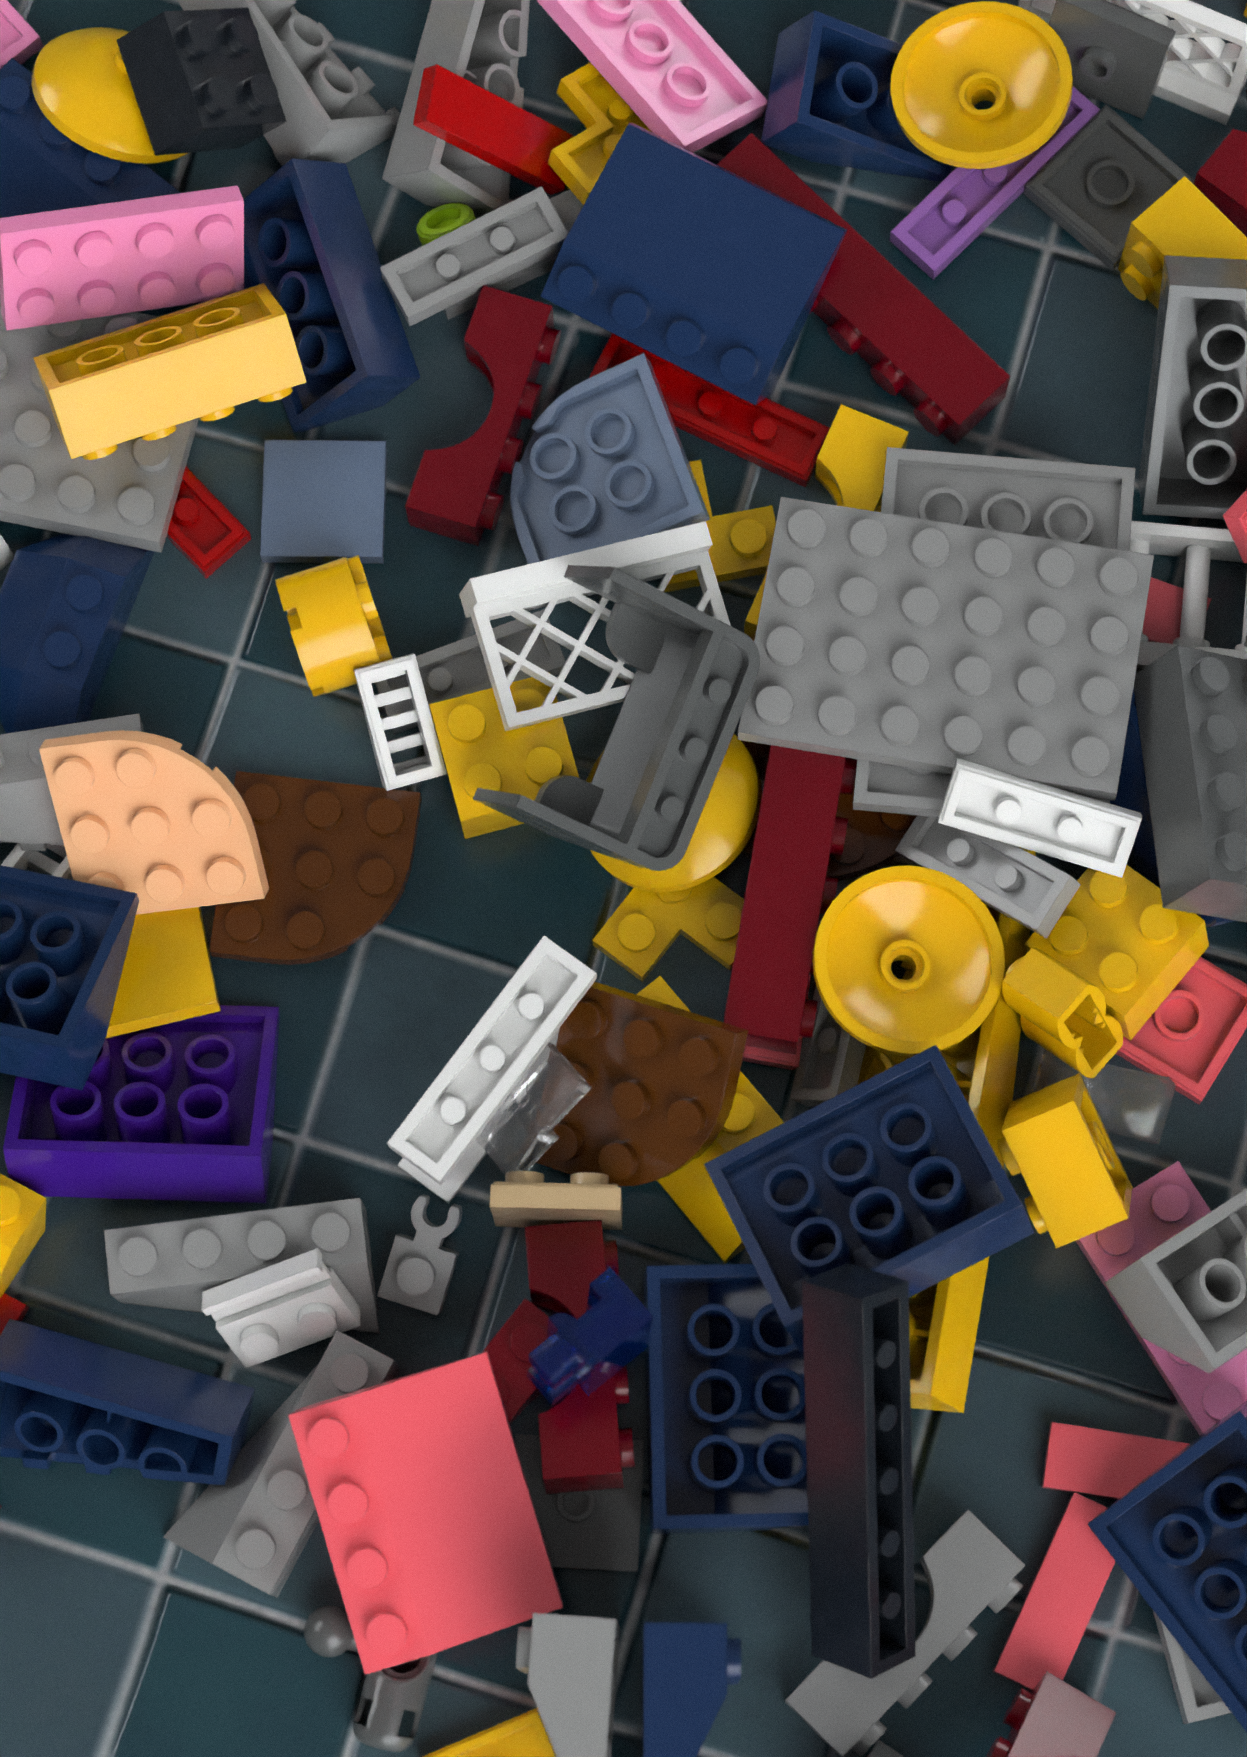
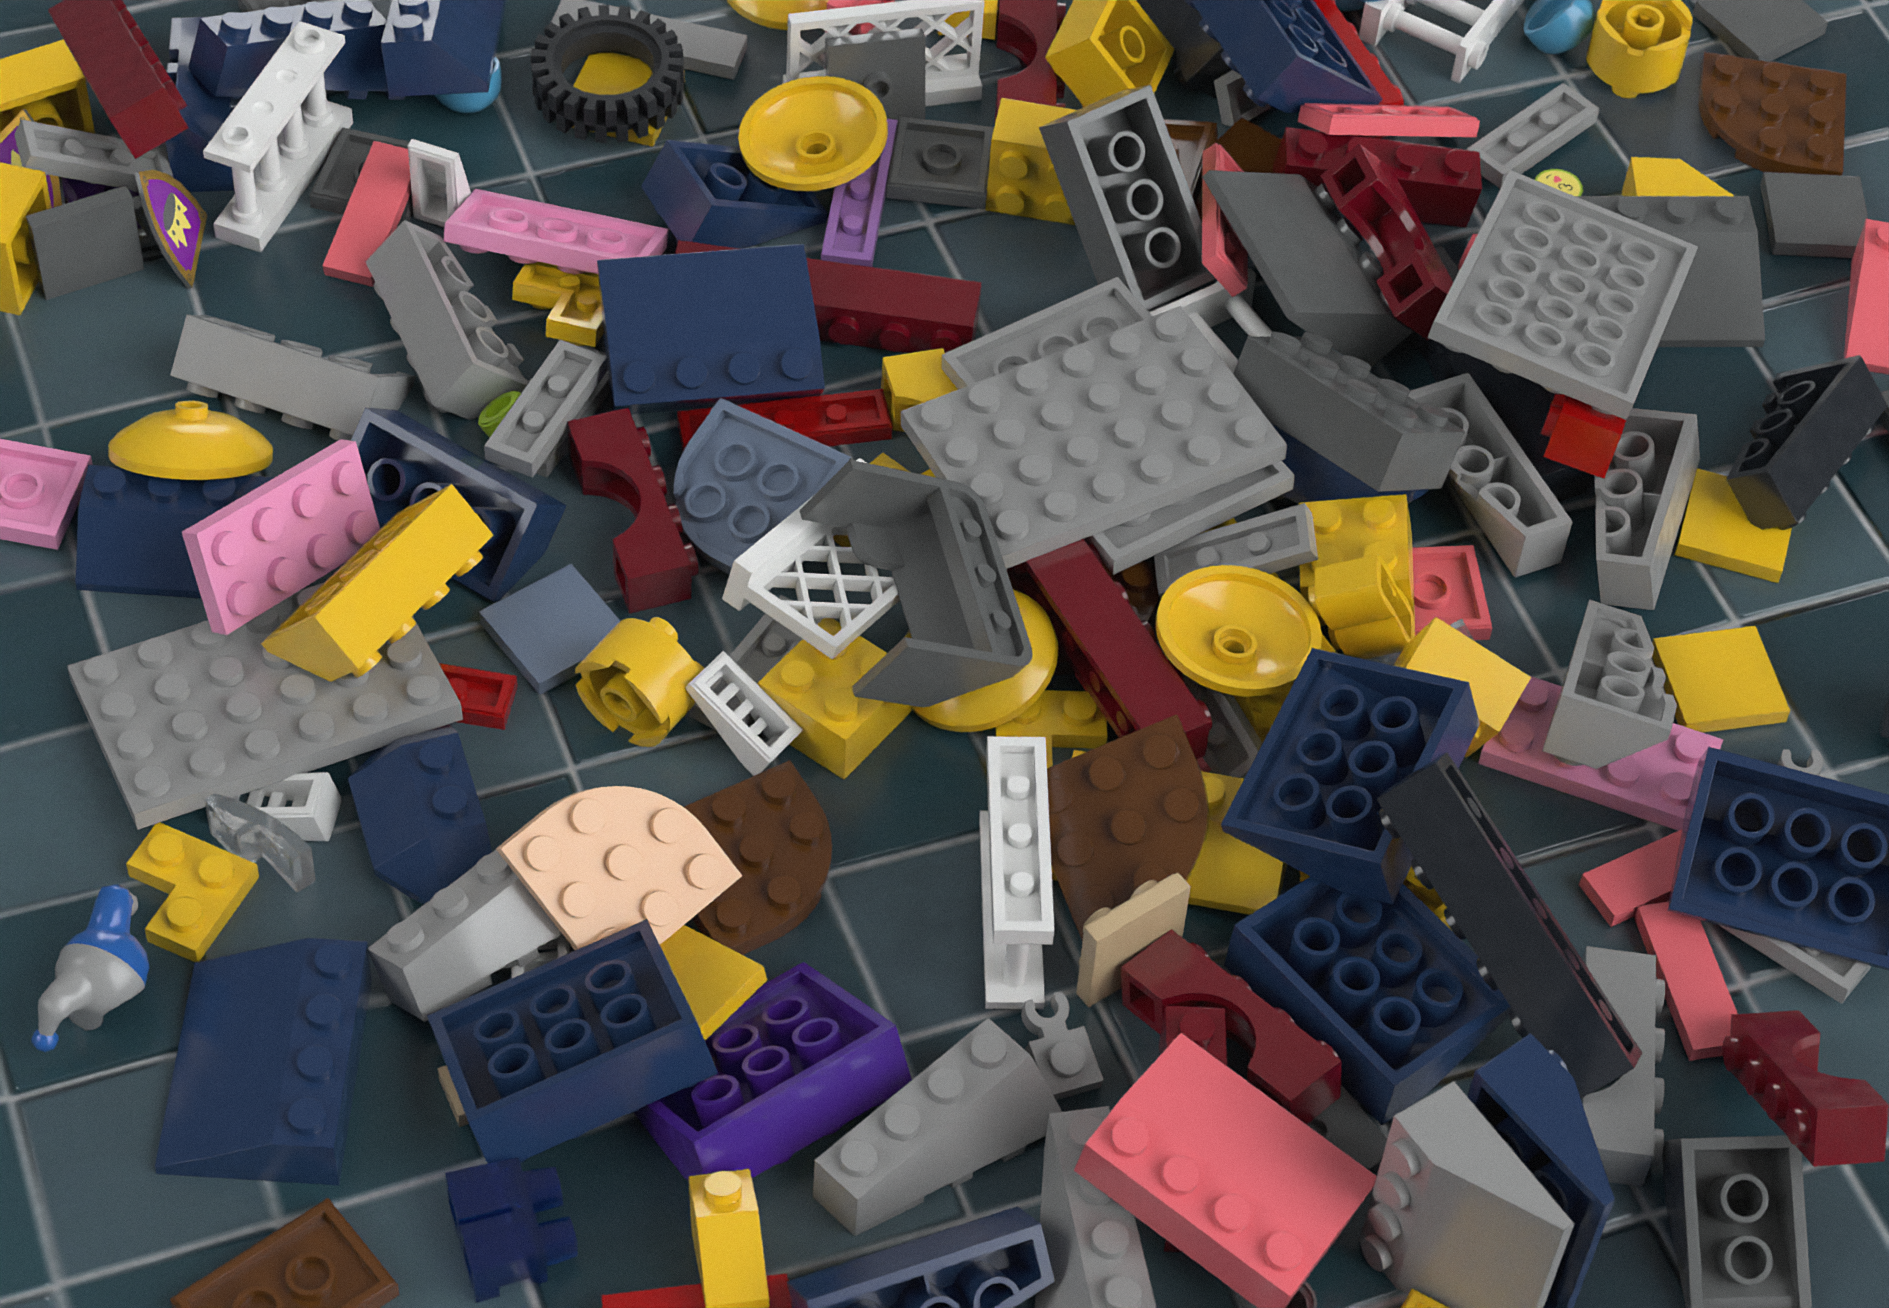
camera: 45 degrees left, 25 degrees down
(201, 80) = (257, 393): black brick -> none
(281, 1308) = (991, 1134): white plate -> none
(488, 127) = (489, 324): red tile -> none
(525, 1120) = (1072, 902): clear slope -> none
(594, 1345) = (1249, 968): clear blue hips -> none
(1039, 818) = (1246, 491): white tile -> none

